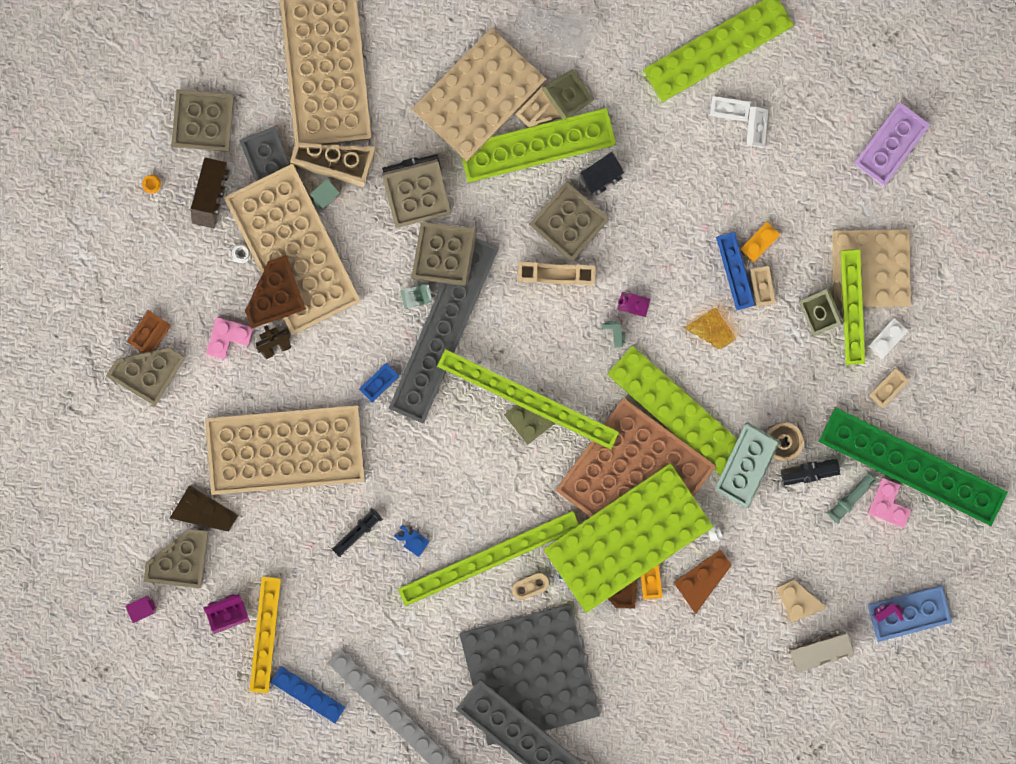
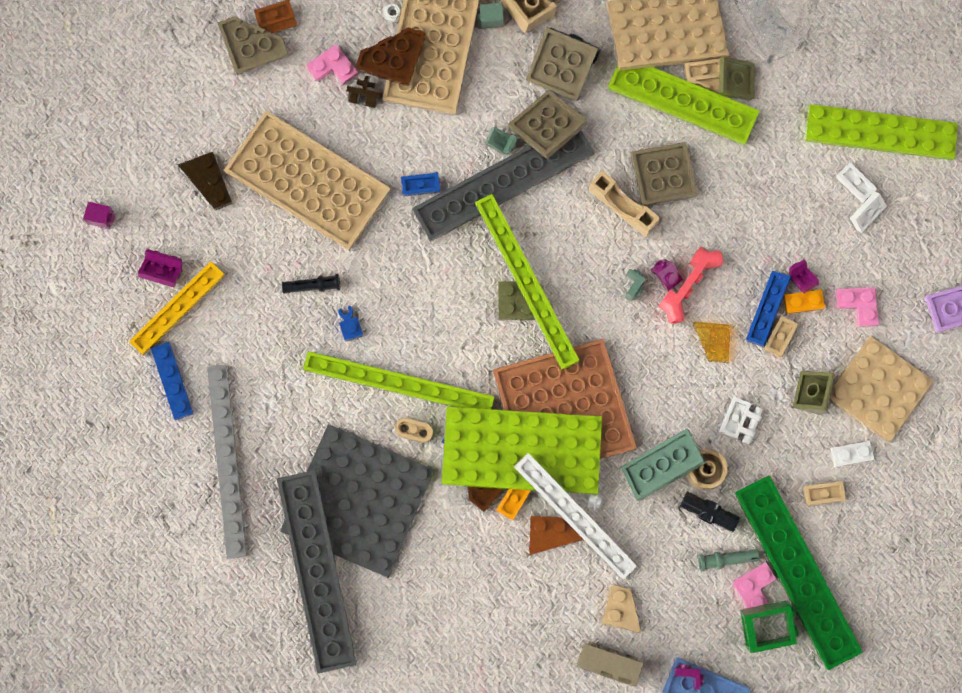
camera: 30 degrees right, 10 degrees down
(180, 561) = (158, 203): dark tan plate -> none
(601, 174) = (718, 154): black slope -> none
(654, 271) = (673, 302): none -> coral plate
(673, 408) = (636, 377): lime plate -> none
(709, 558) = (575, 516): none -> white plate
(744, 223) = (803, 277): none -> magenta bracket
(775, 379) = (735, 417): none -> white plate
(806, 204) = (863, 300): none -> bright pink plate
(852, 306) = (843, 404): lime plate -> none
(911, 517) = (764, 610): none -> green window

